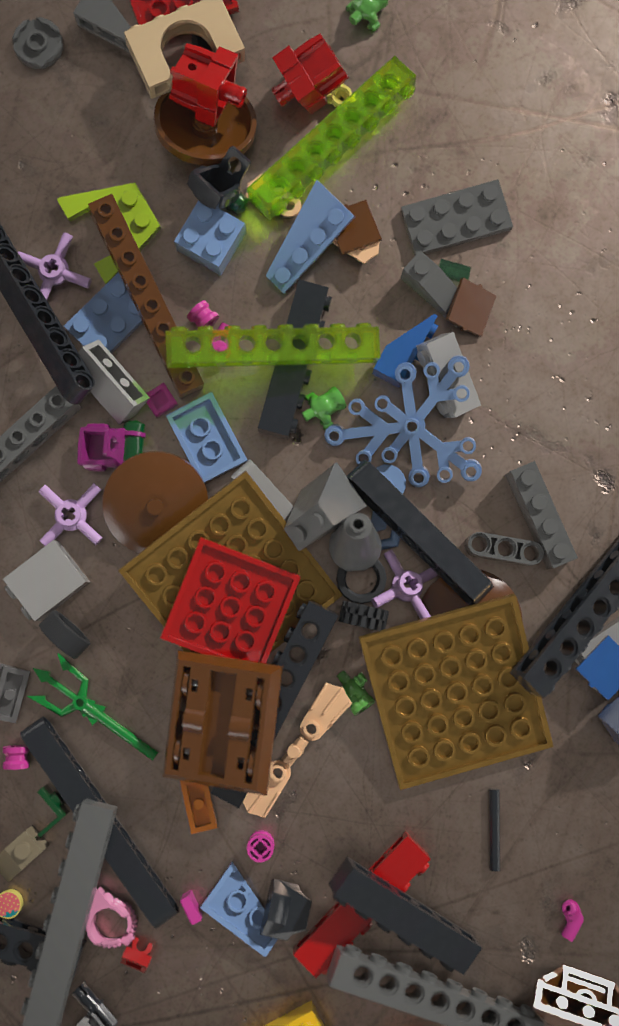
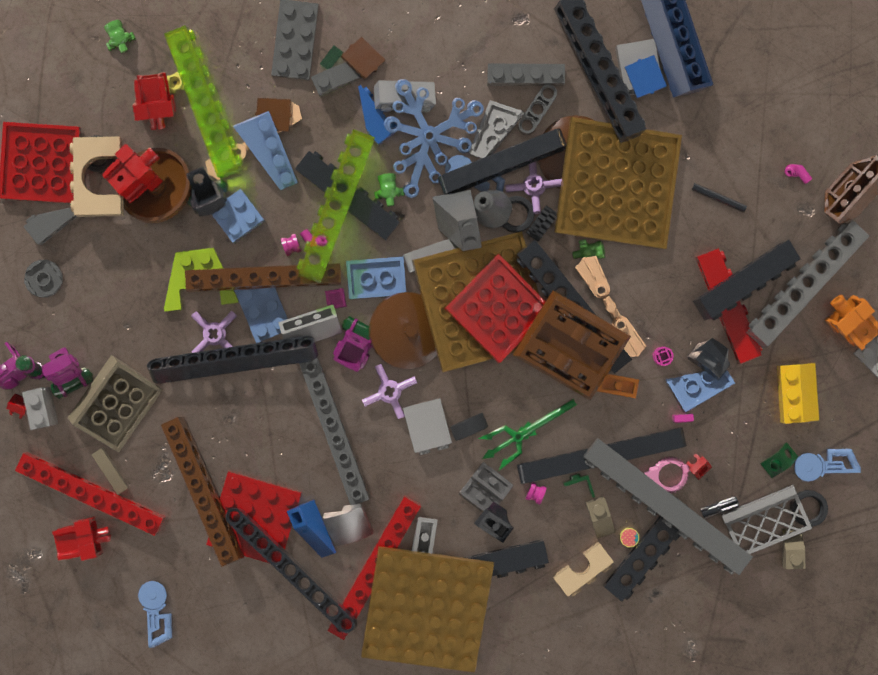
camera: 65 degrees left, 5 degrees up
(456, 504) = (494, 128): none -> light grey wing

